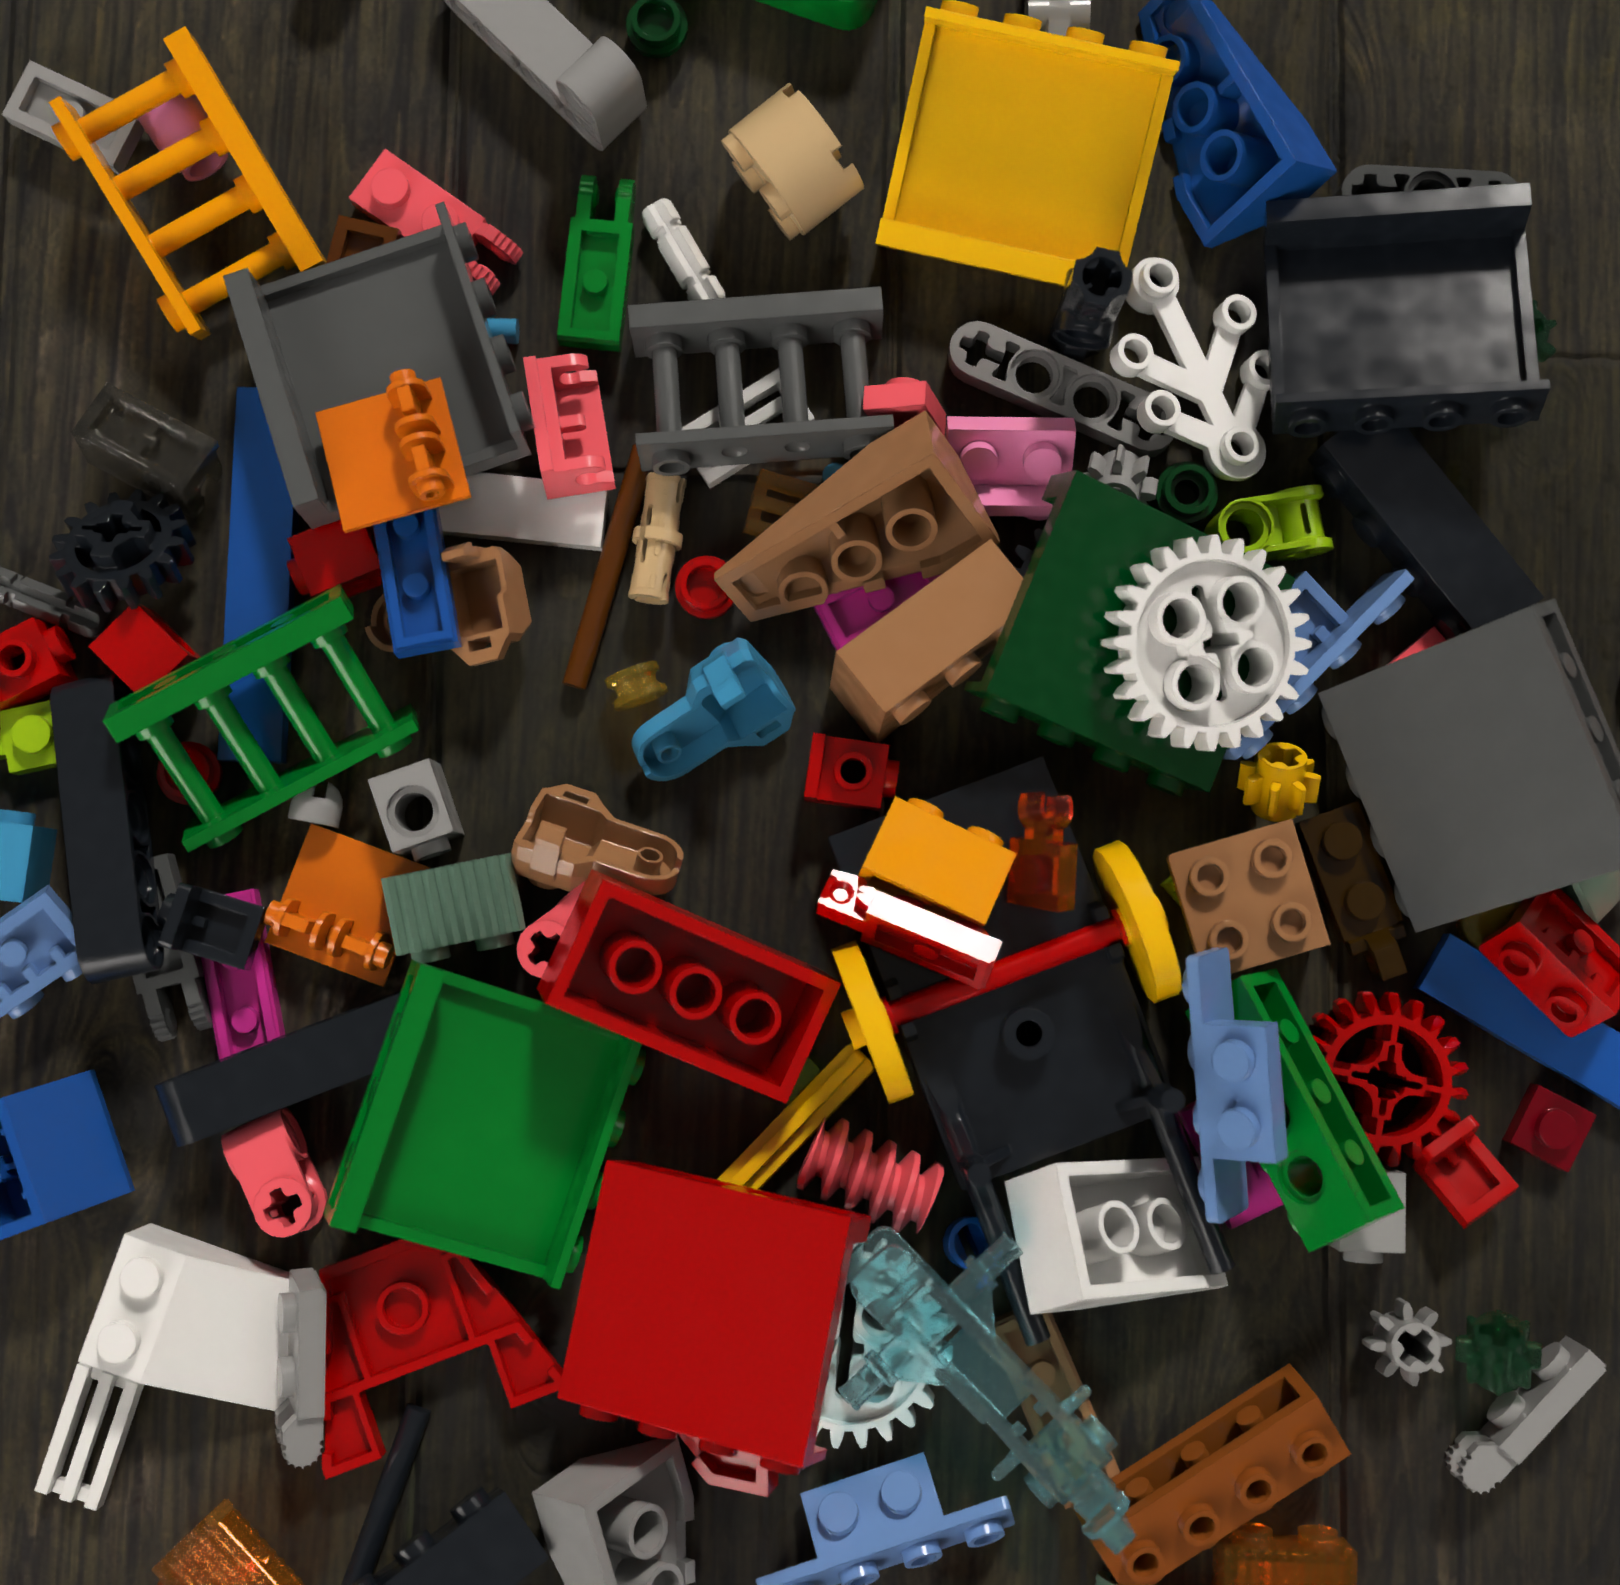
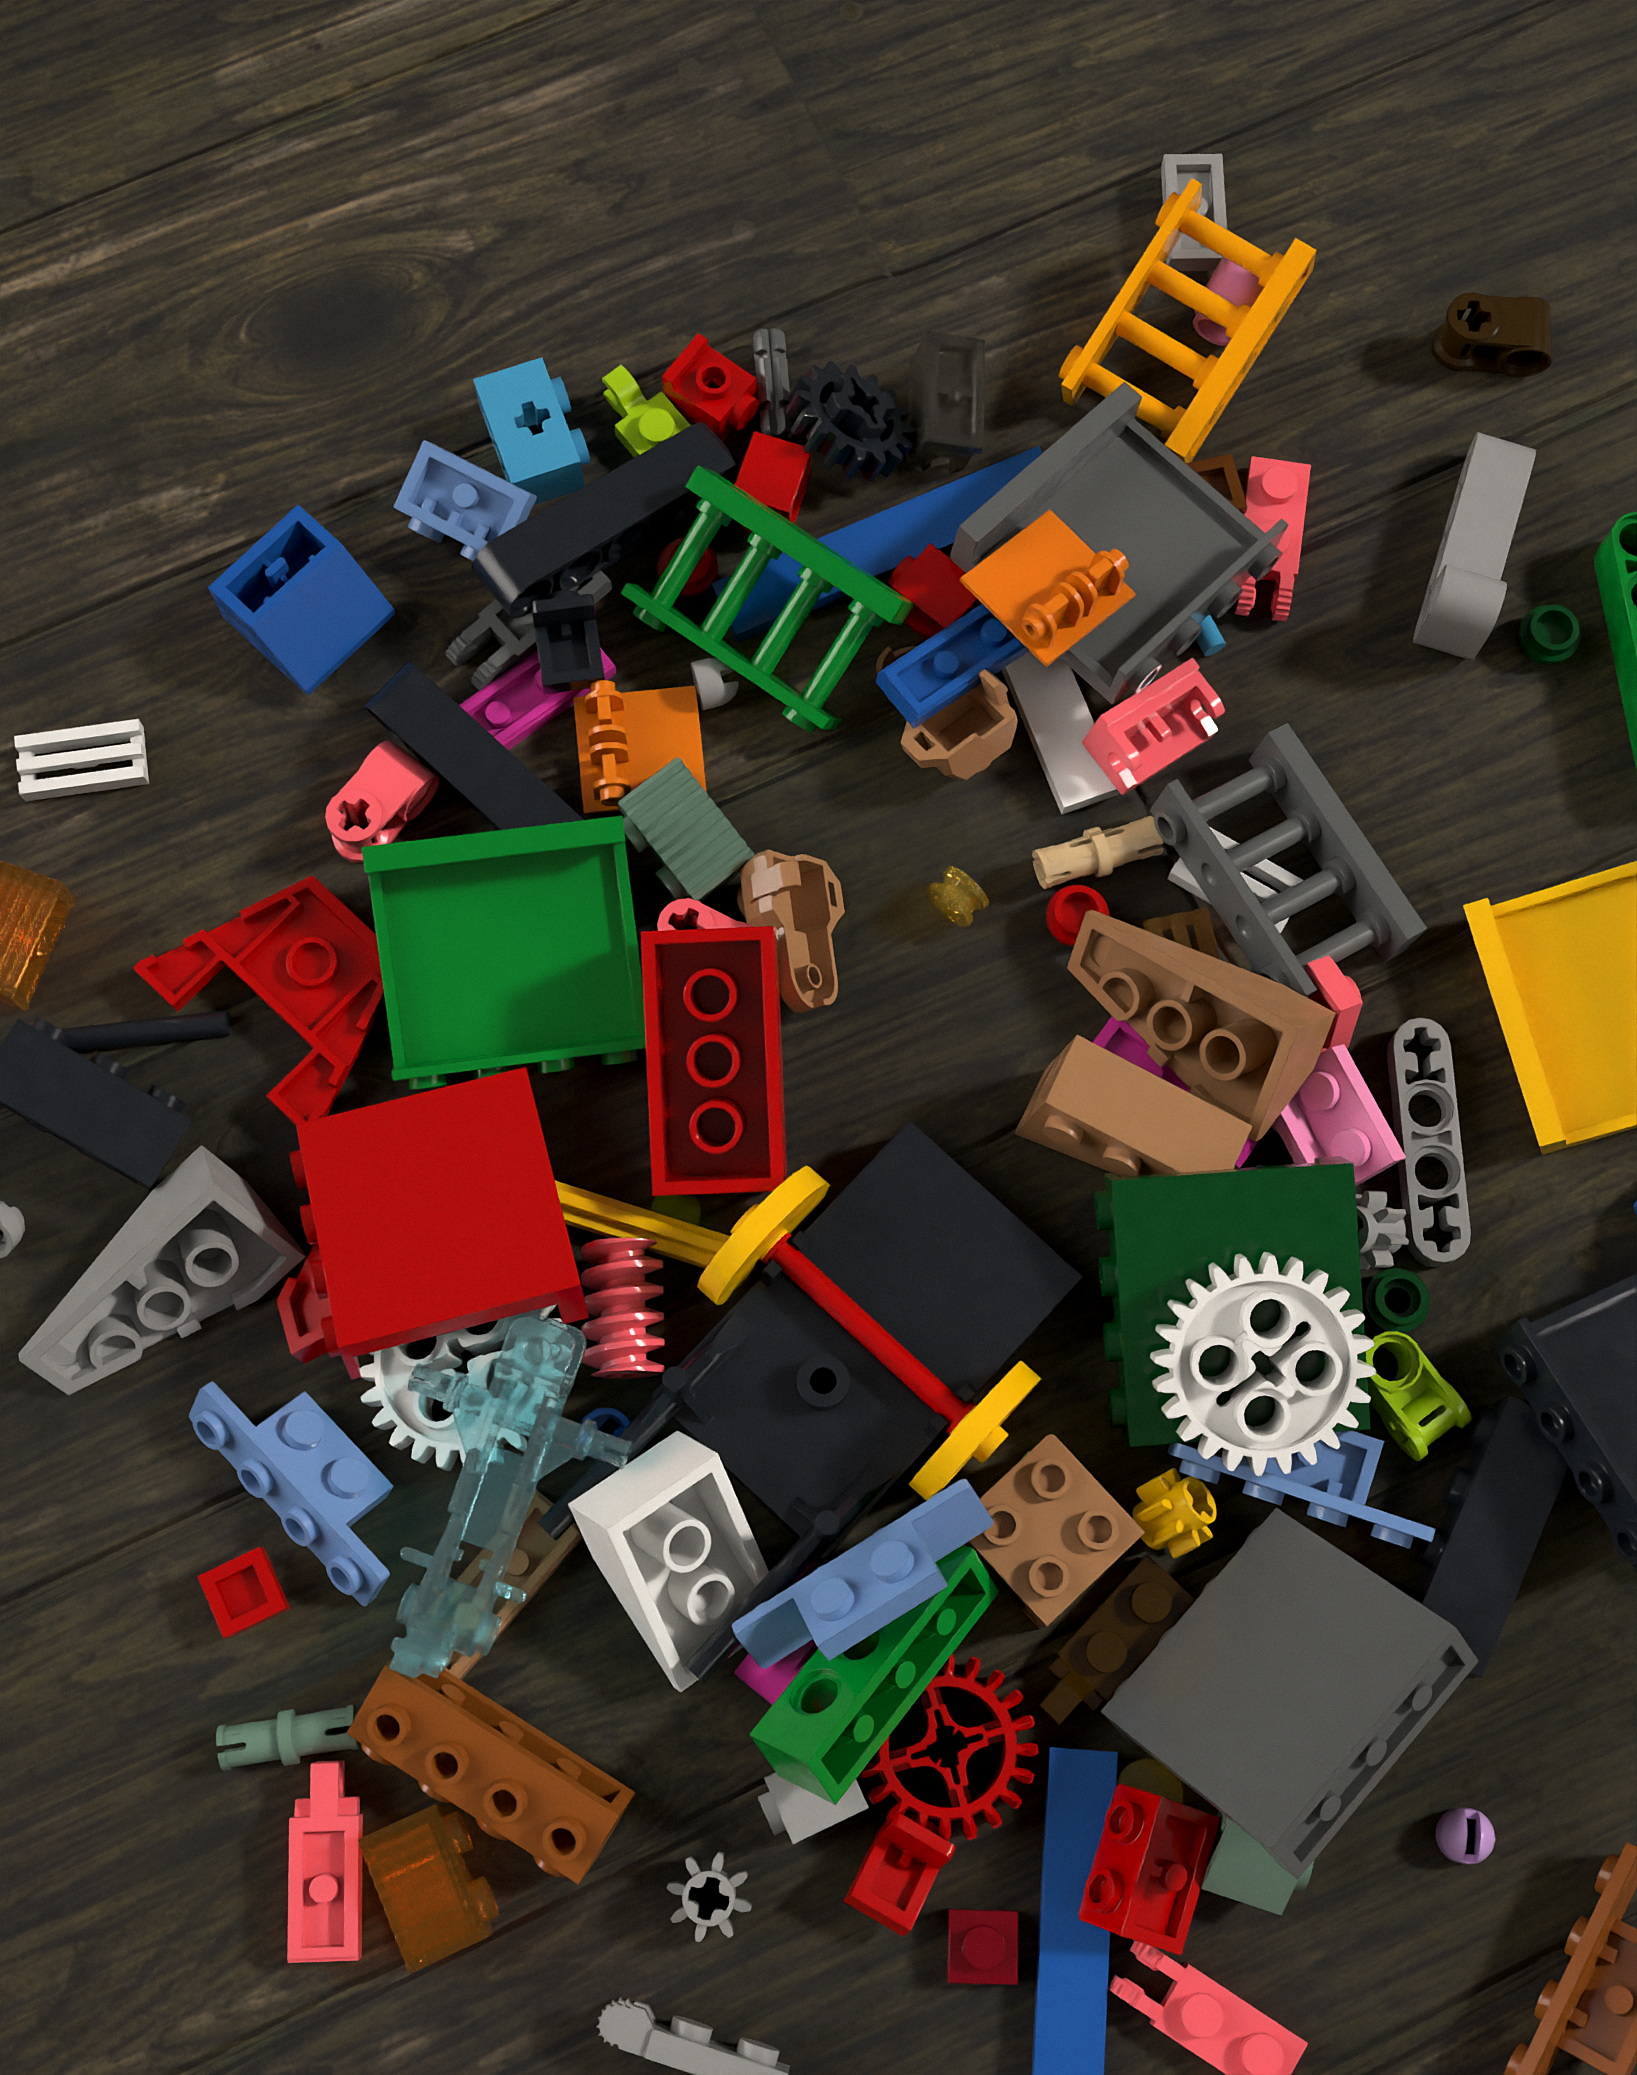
camera: 60 degrees right, 10 degrees down
(190, 1319) = (222, 801): white slope -> none
(302, 1372) = (217, 901): light grey hinge -> none
(394, 793) = (758, 740): light grey brick -> none
(597, 270) = (1307, 687): green hinge -> none
(606, 574) = (1038, 827): reddish brown bar -> none
(681, 251) = (1363, 749): white axle -> none
(727, 703) = (983, 978): dark azure piece -> none
(792, 161) = (1492, 799): tan brick -> none
(828, 787) = (970, 1143): red brick -> none
(909, 930) = (862, 1222): red hinge -> none
(937, 862) = (932, 1219): light orange brick -> none
(1044, 864) = (986, 1312): clear red plate -> none
(1090, 304) = (1511, 1111): black piece -> none
(1196, 376) = (1507, 1256): white plant -> none
(1498, 1352) = (742, 1991): clear green gear -> none

